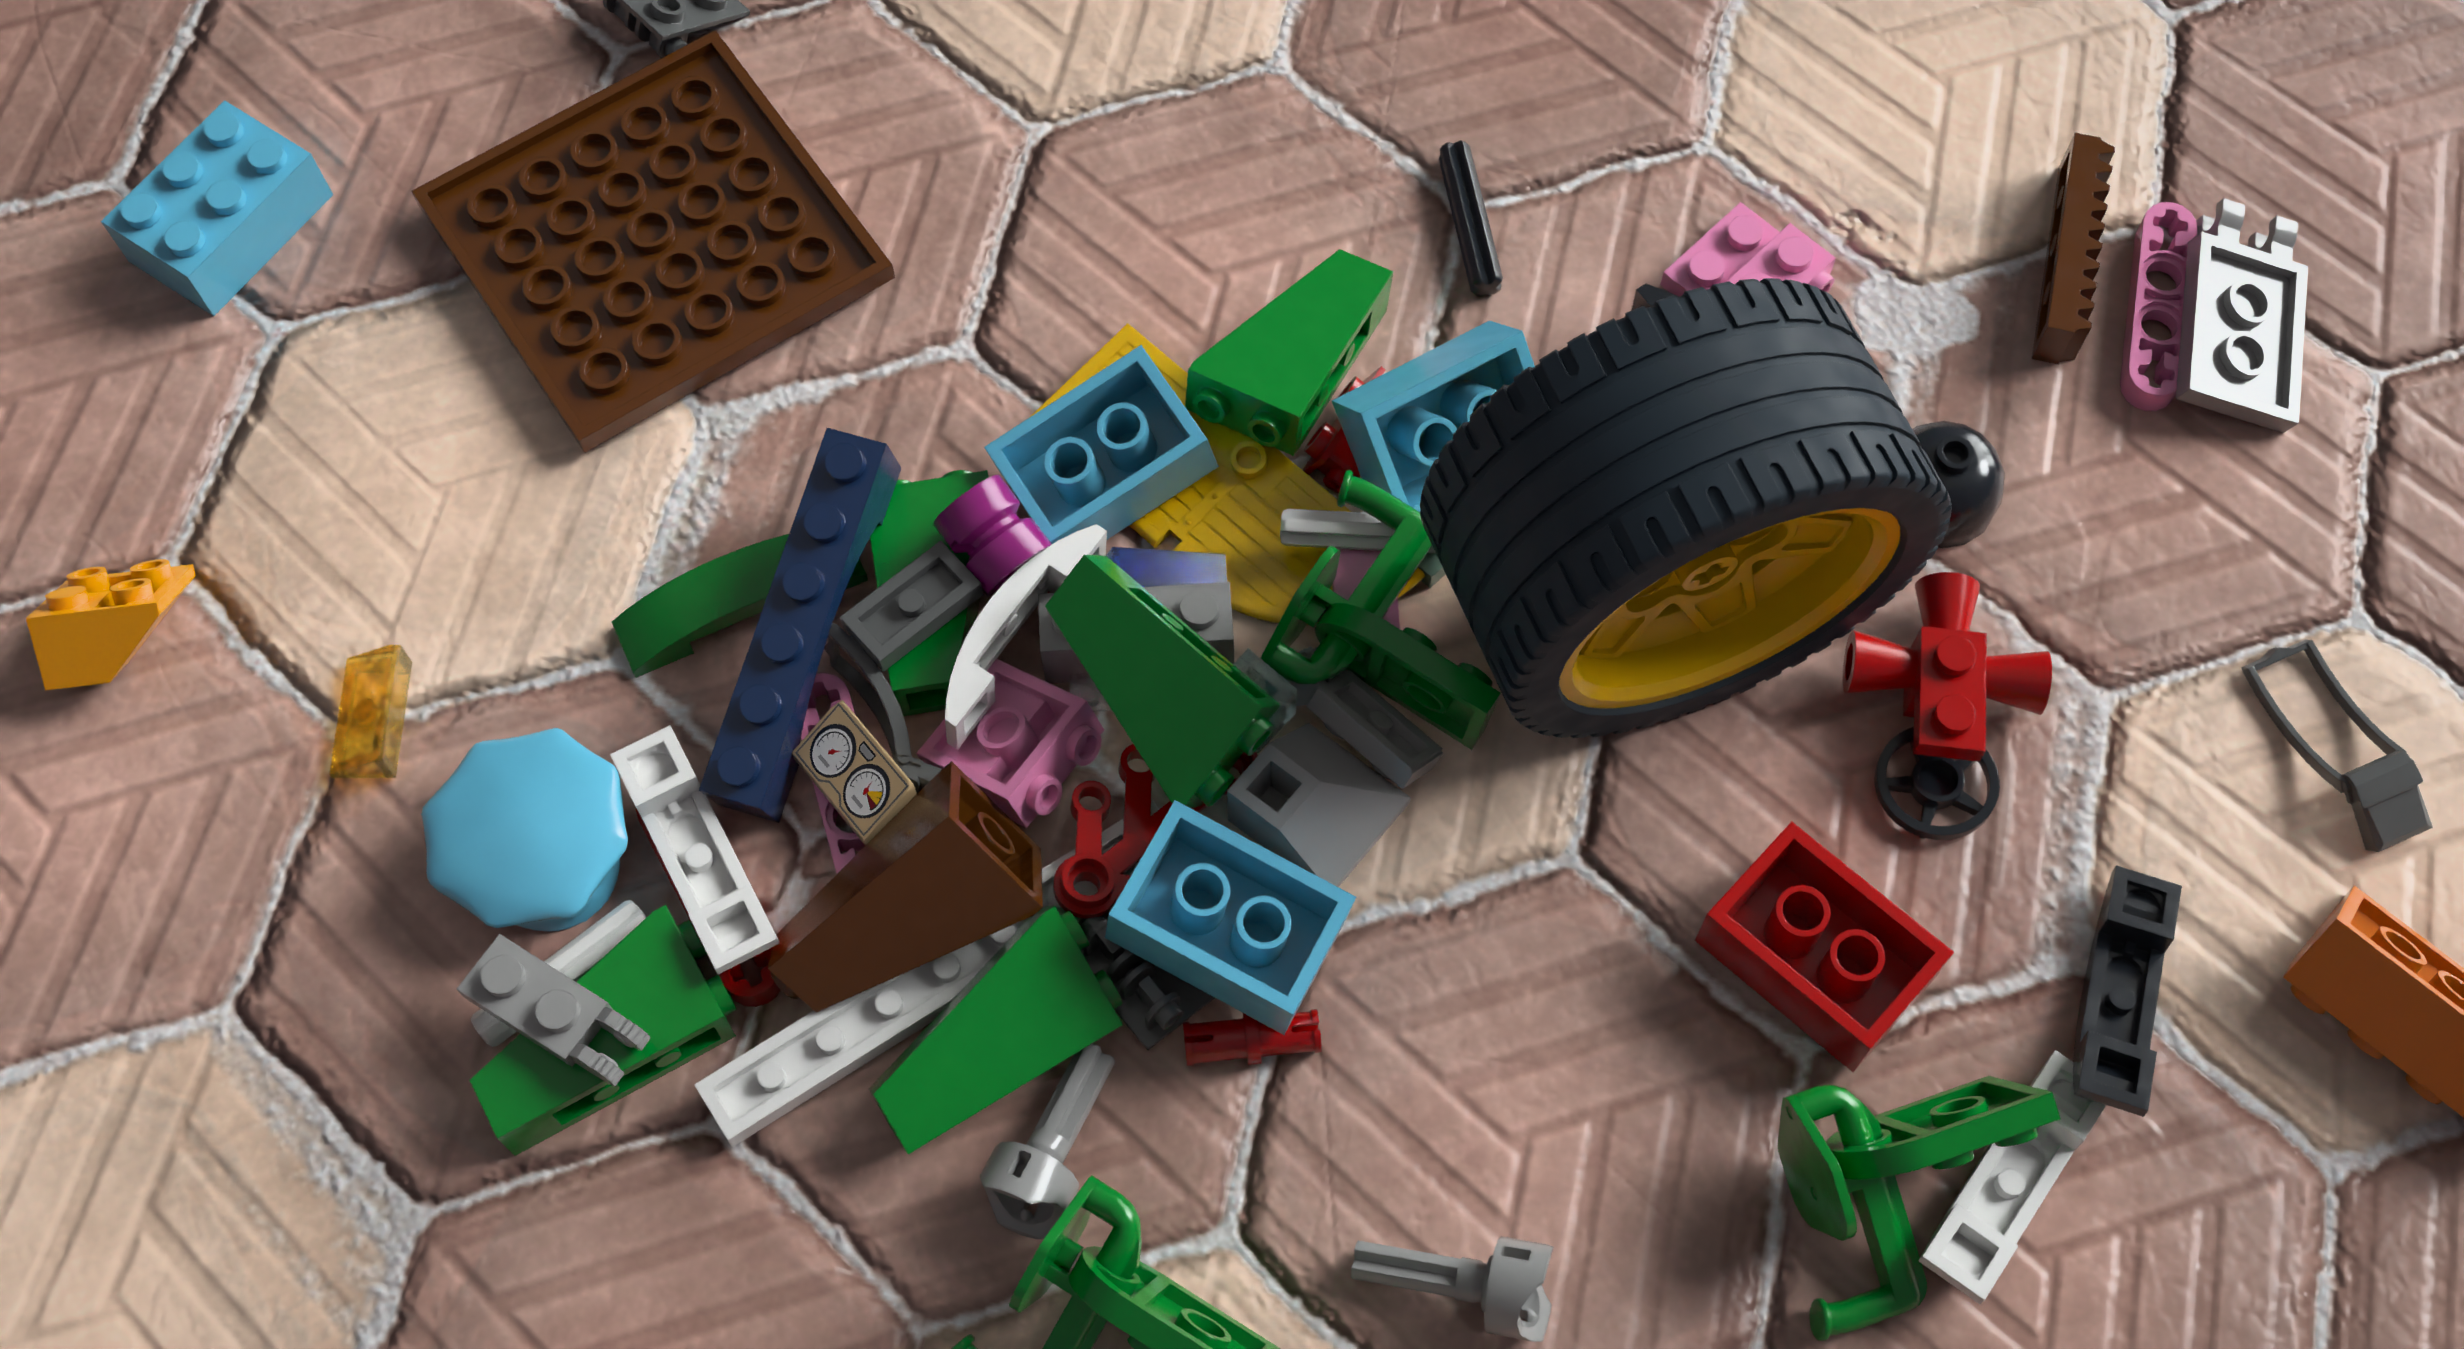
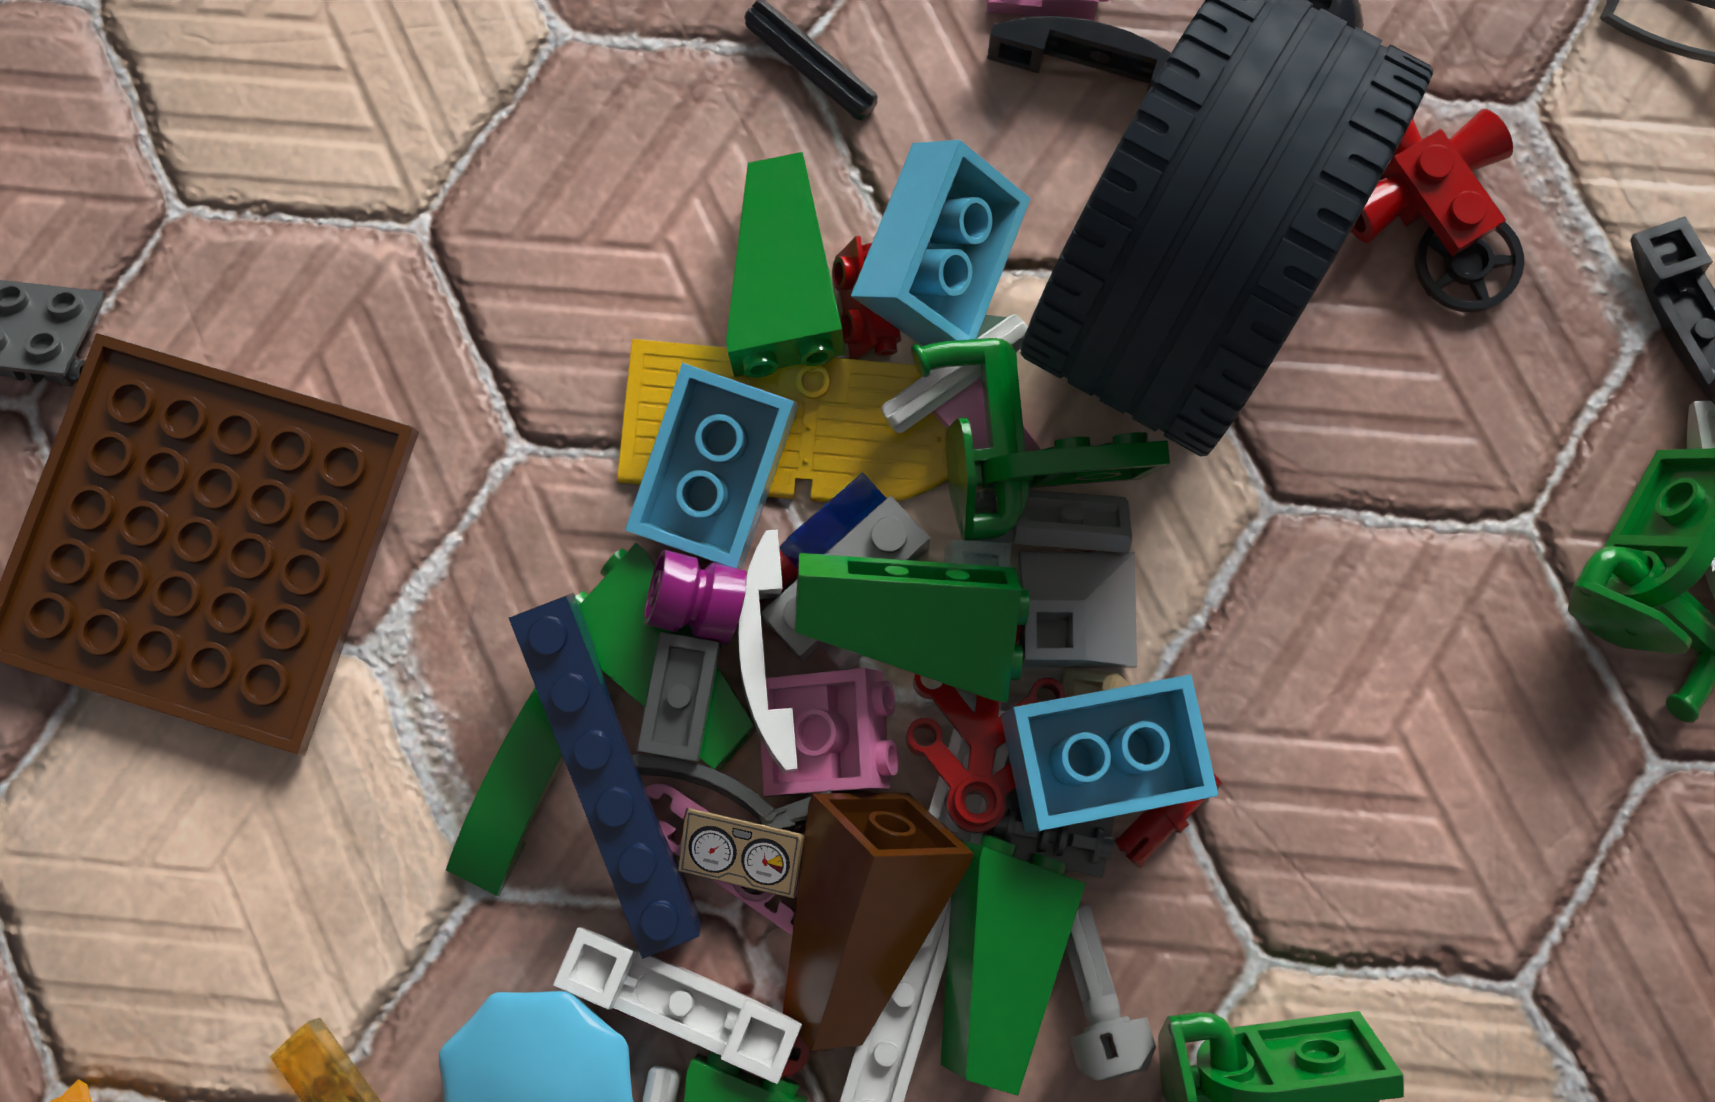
camera: 35 degrees left, 15 degrees up
(1505, 1286) = (1478, 853): light grey piece -> none
(1822, 946) = (1501, 447): red brick -> none

